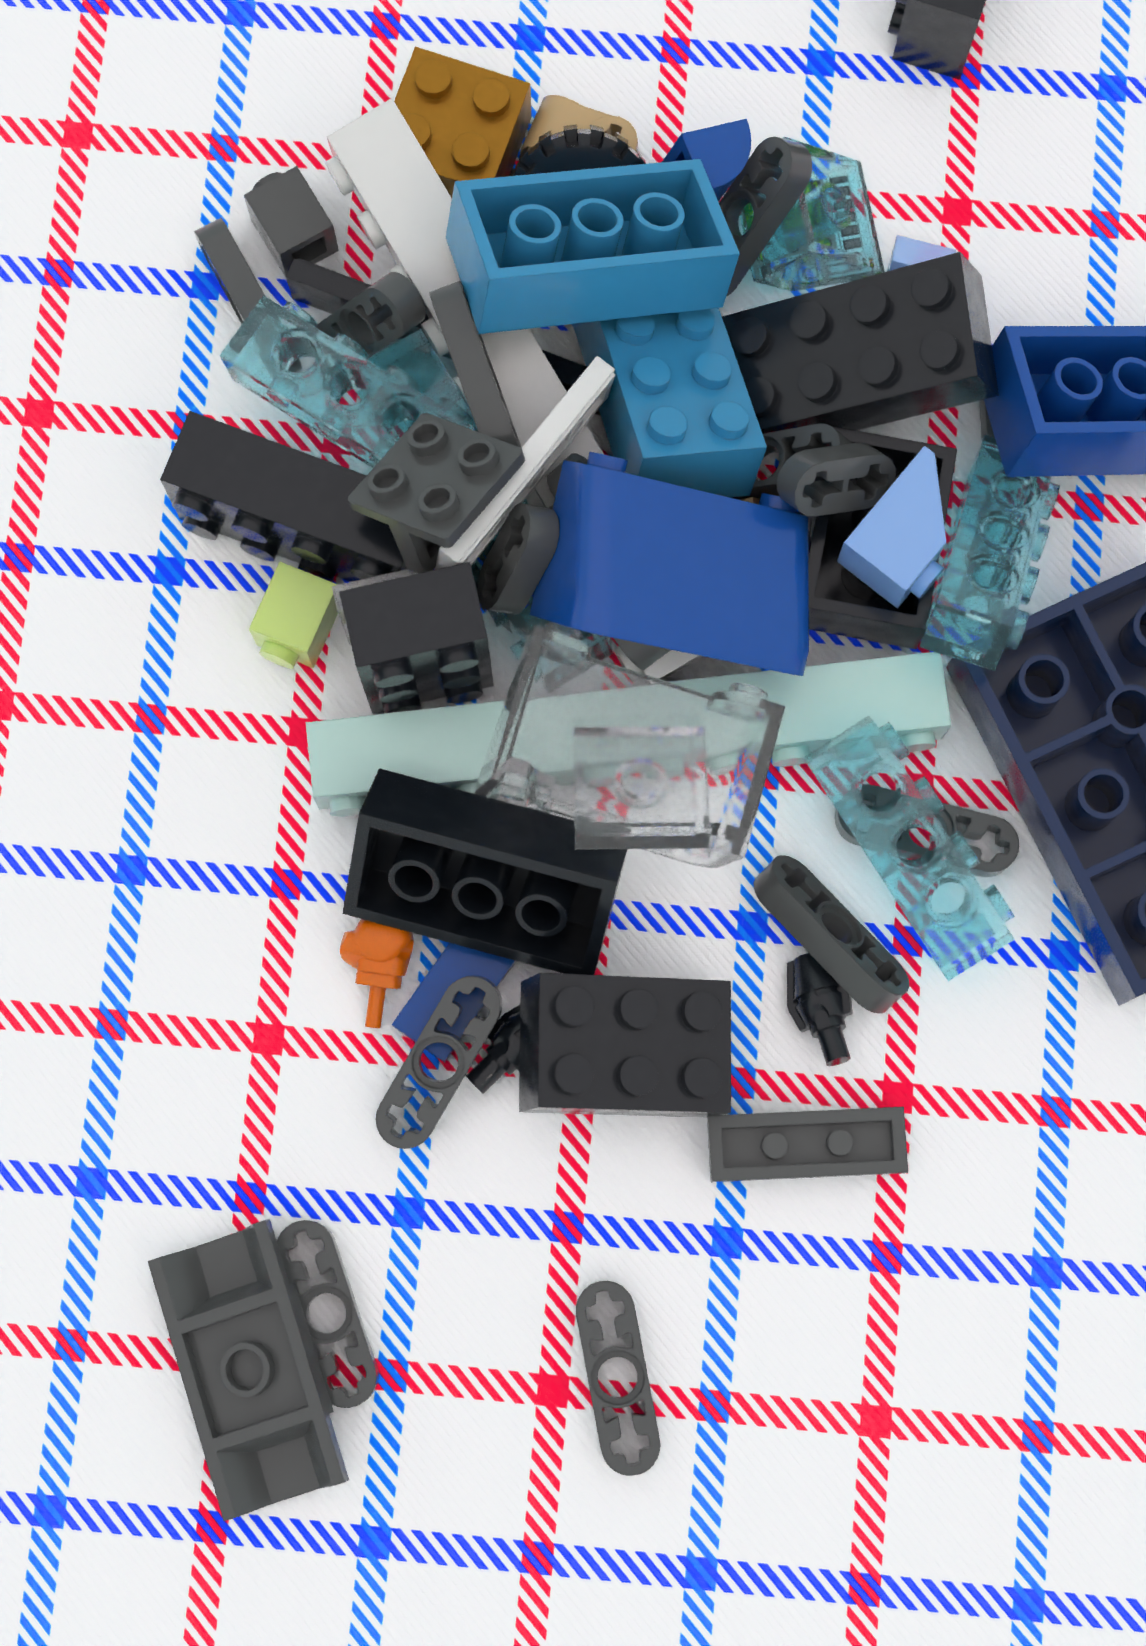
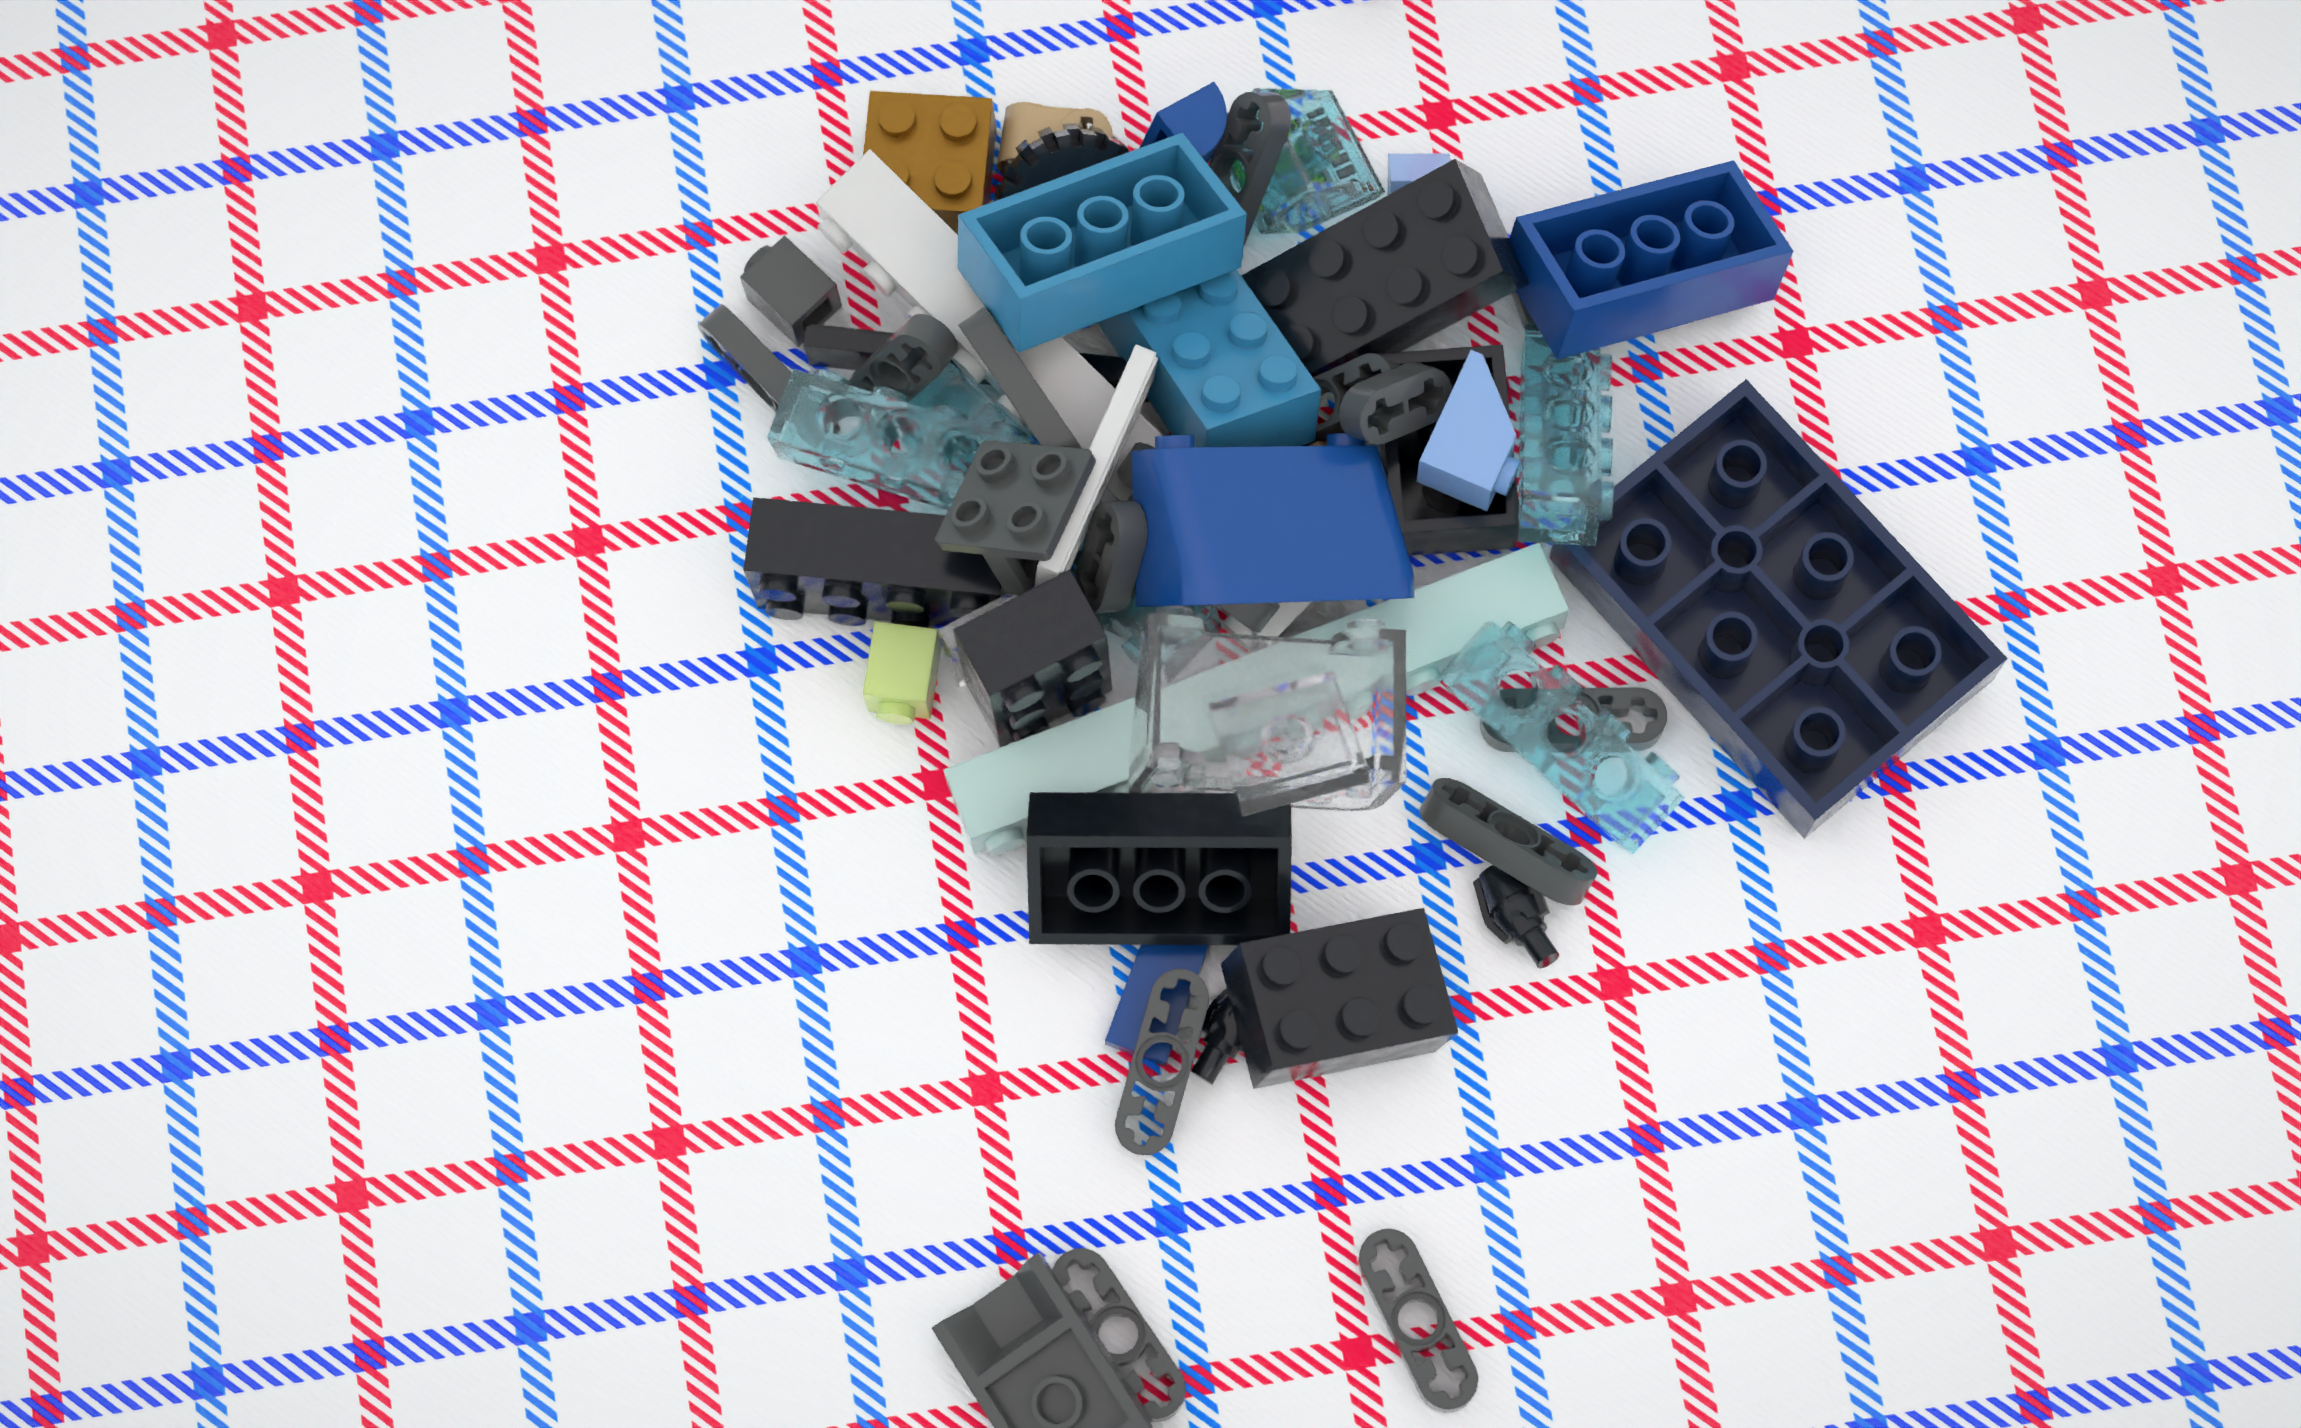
camera: 10 degrees left, 5 degrees down
(381, 960) = (1077, 979): orange piece -> none
(807, 1144) = (1539, 1049): dark grey plate -> none

